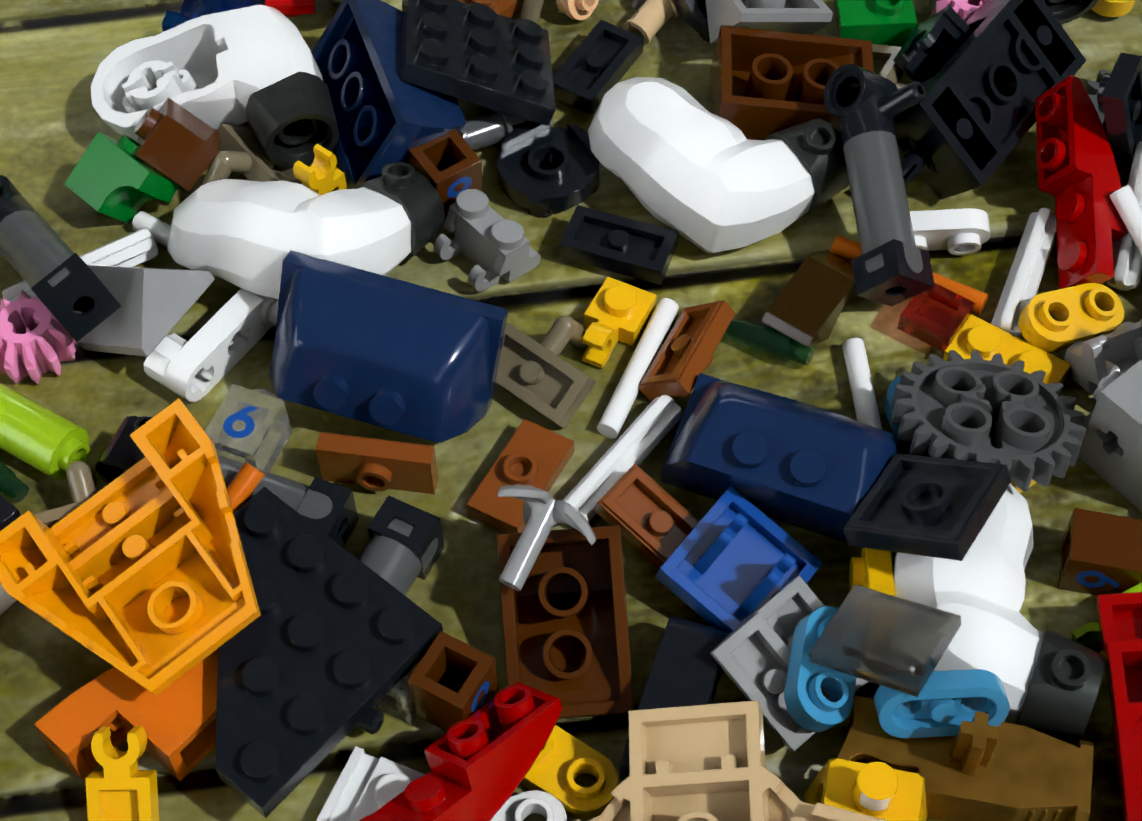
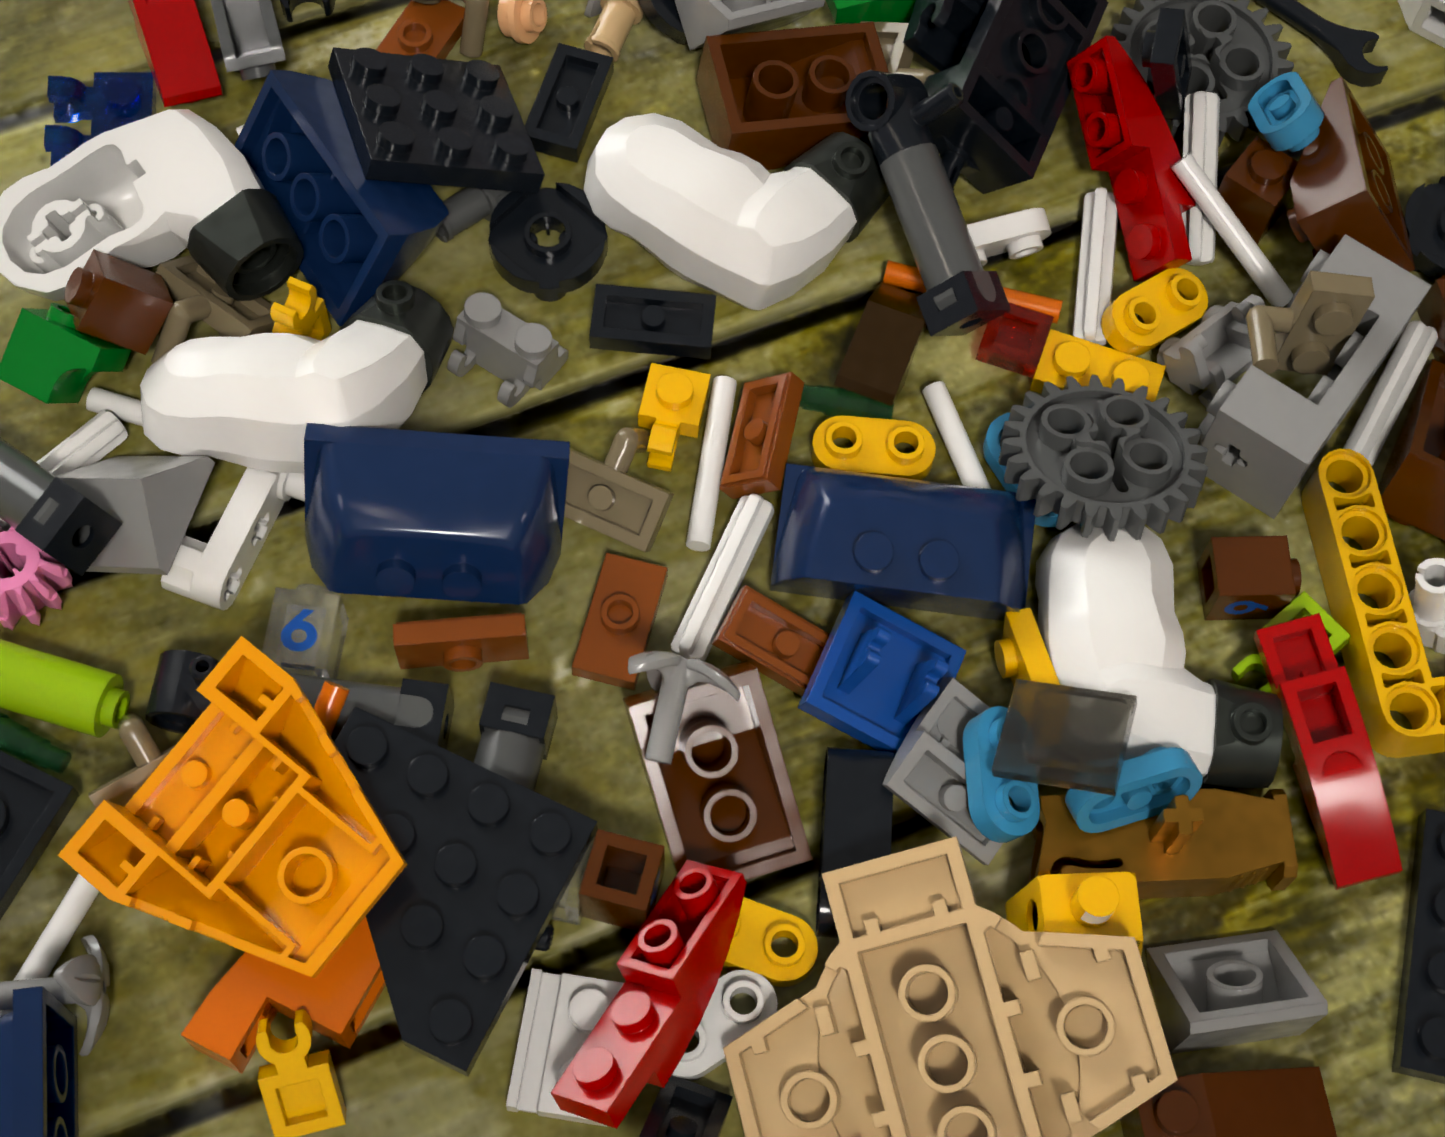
camera: 20 degrees left, 10 degrees up
(448, 166) = (443, 270): reddish brown brick -> none
(787, 377) = (874, 447): none -> yellow plate
(927, 506) = (1073, 578): black plate -> none

